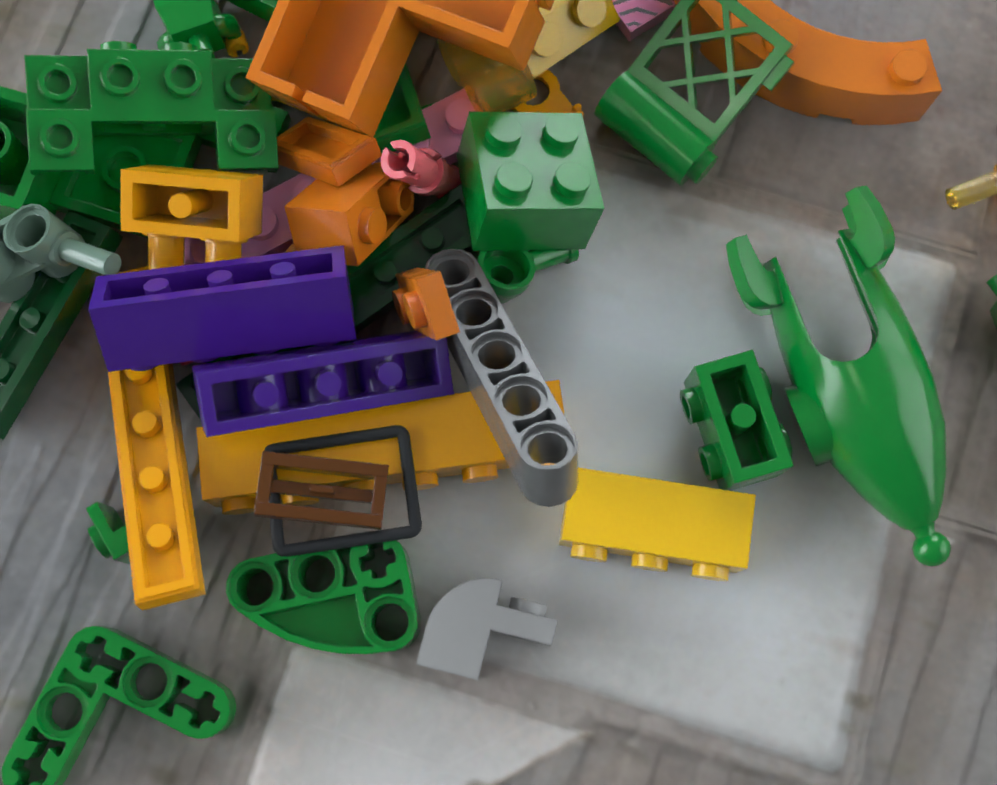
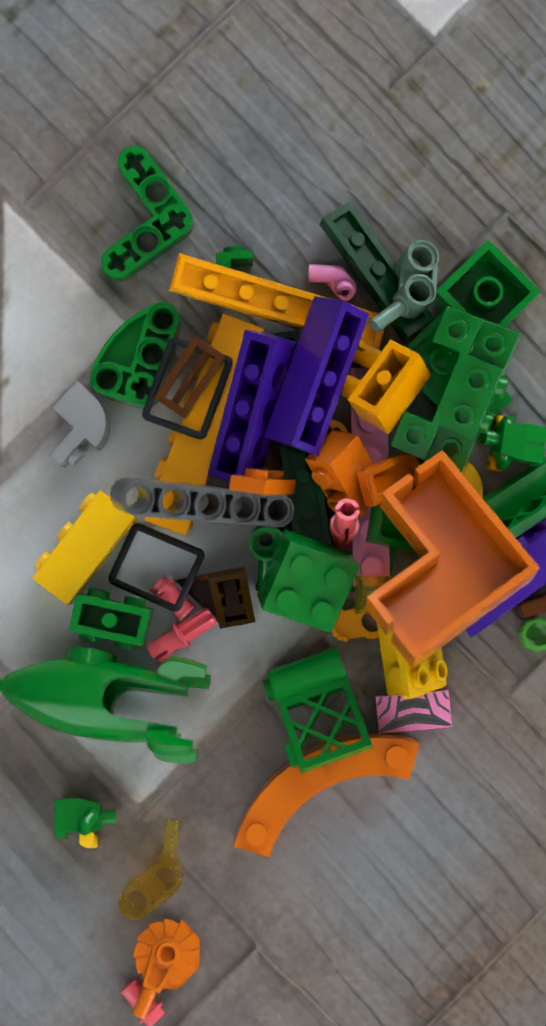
camera: 115 degrees right, 10 degrees up
(75, 378) = (335, 277): none -> bright pink arm
(608, 297) = (225, 595): none -> dark brown slope
(654, 363) = (168, 591): none -> coral pin
(673, 391) = (145, 595): none -> black piece
(697, 321) = (181, 634): none -> coral axle

